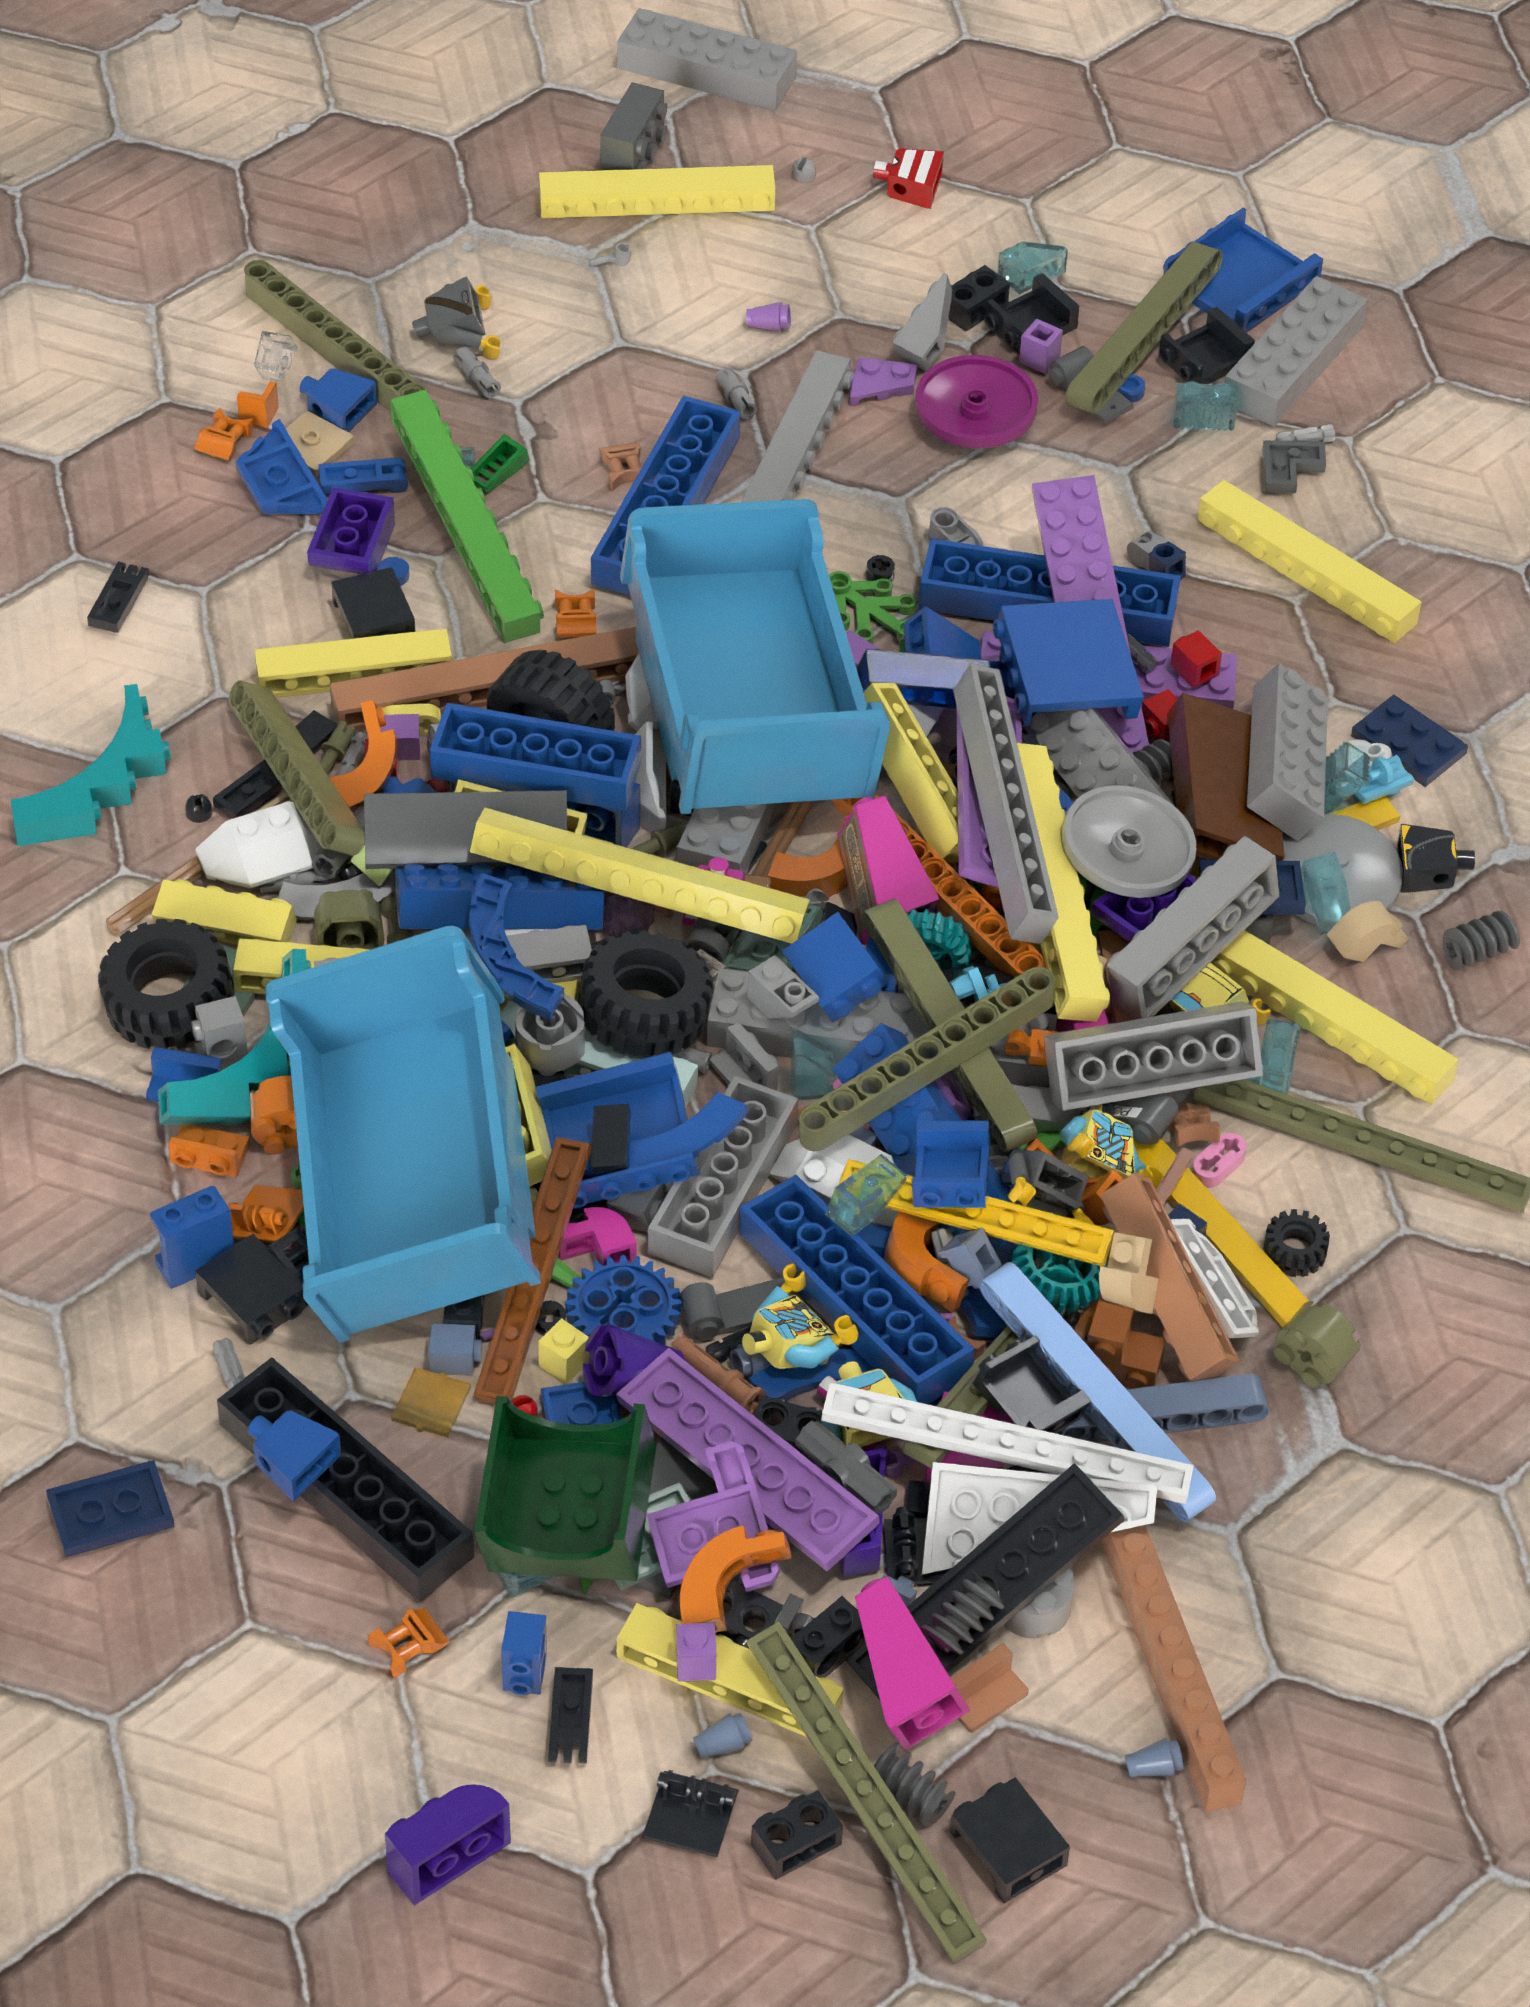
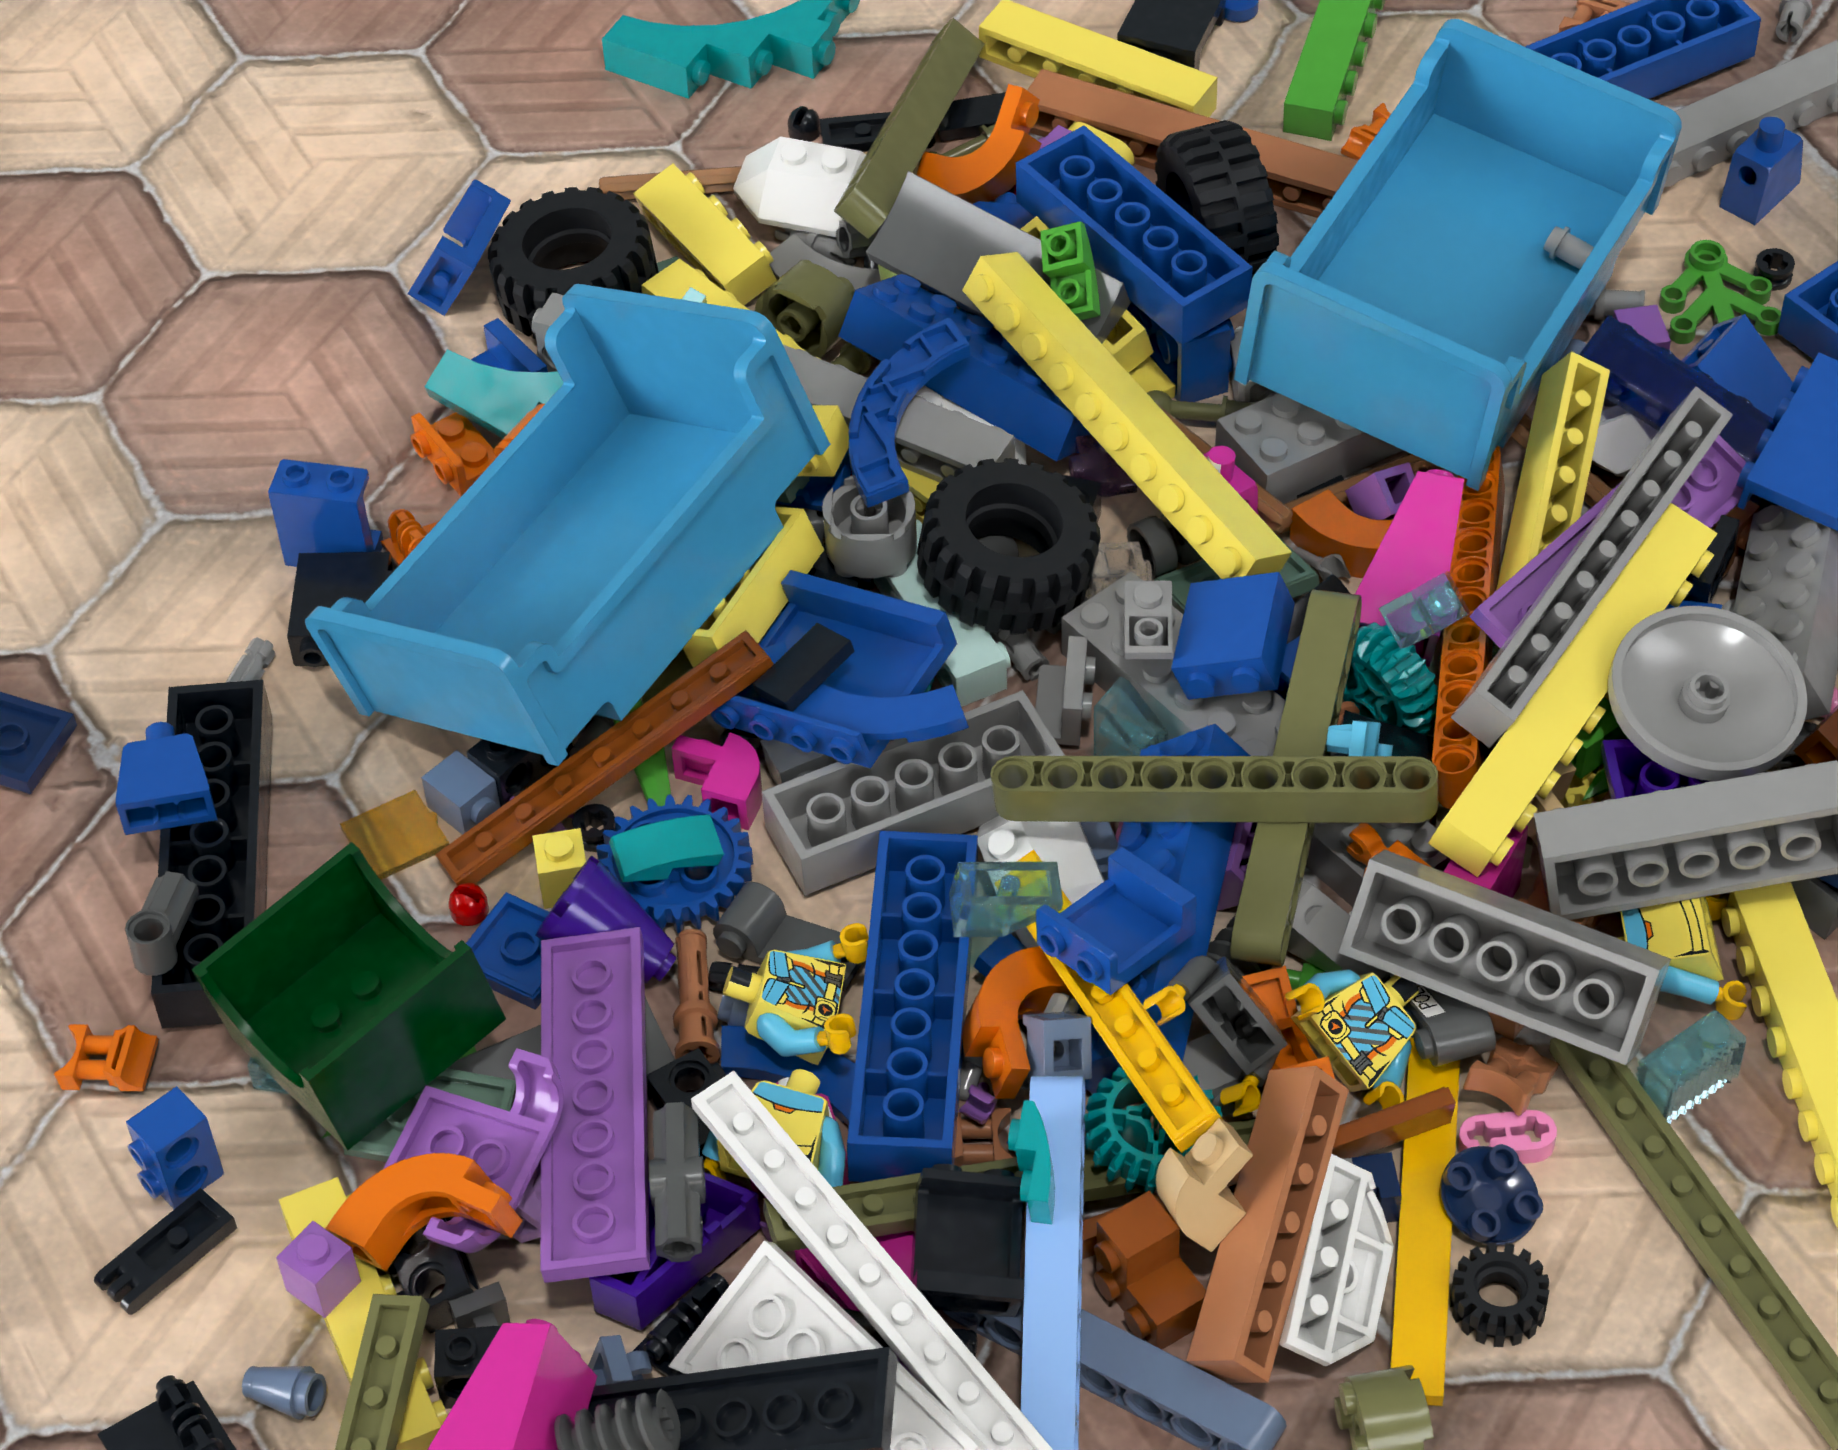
camera: 45 degrees right, 0 degrees up
(84, 1013) = (451, 264): none -> blue panel
(387, 1531) = (158, 925): none -> dark grey piece
(527, 798) = (1071, 268): none -> bright green slope
(627, 1295) = (659, 847): none -> teal slope
(796, 621) = (1567, 247): none -> light grey pin
(811, 835) = (1381, 492): none -> medium lavender brick
(826, 493) = (1763, 171): none -> blue torso
(934, 884) = (1424, 610): none -> clear light blue slope
(1033, 1315) = (1033, 1155): none -> teal slope
(1242, 1194) = (1490, 1194): none -> dark blue dish

